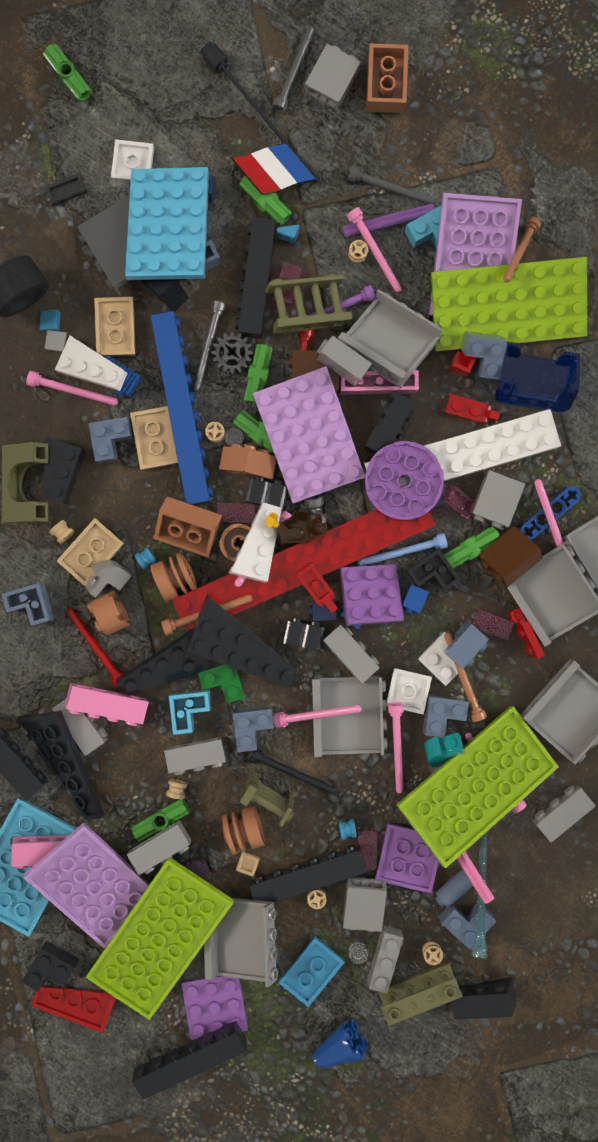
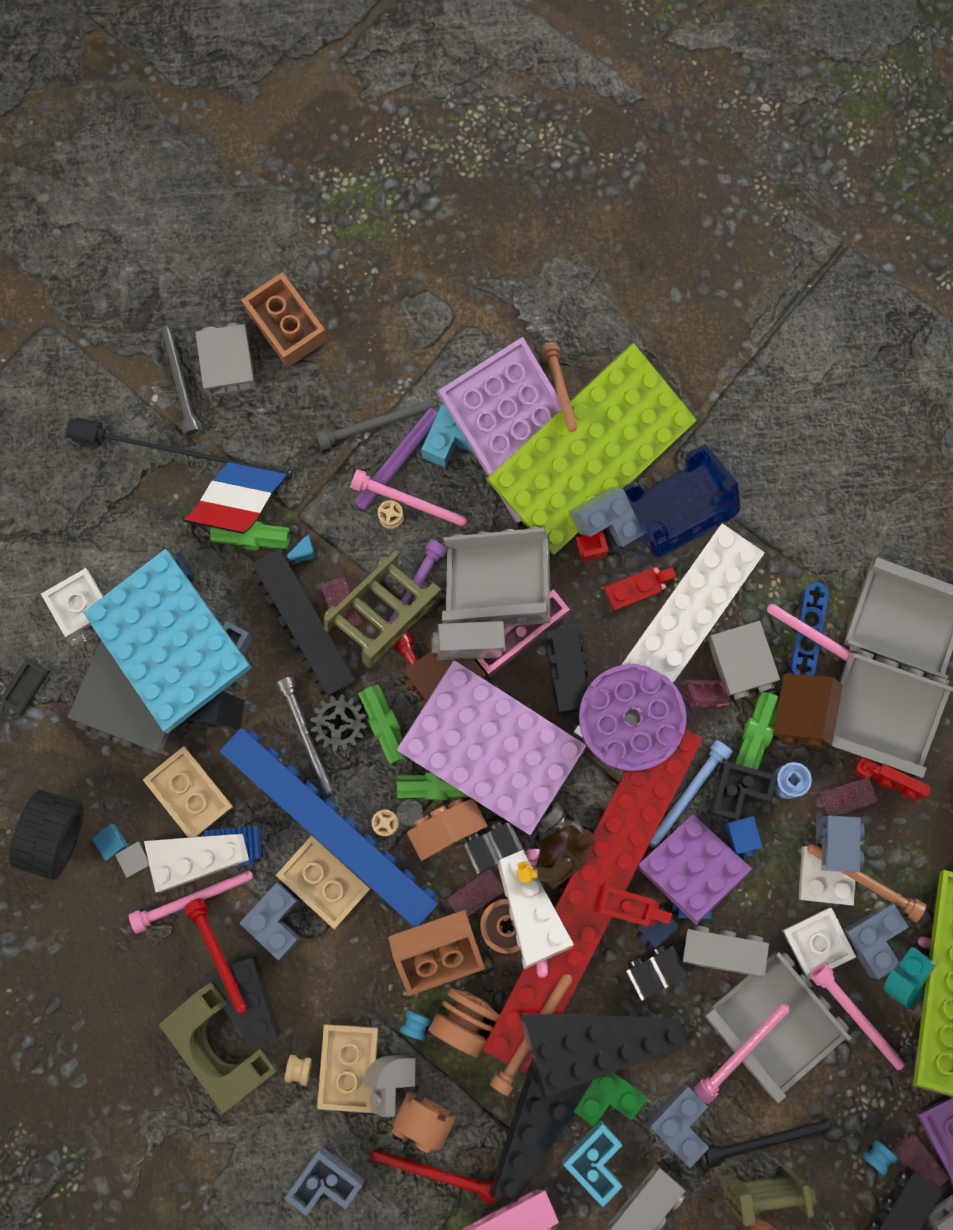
camera: 30 degrees left, 10 degrees down
(70, 400) = (197, 912): none -> red piece
(467, 589) = (792, 780): none -> light blue wheel

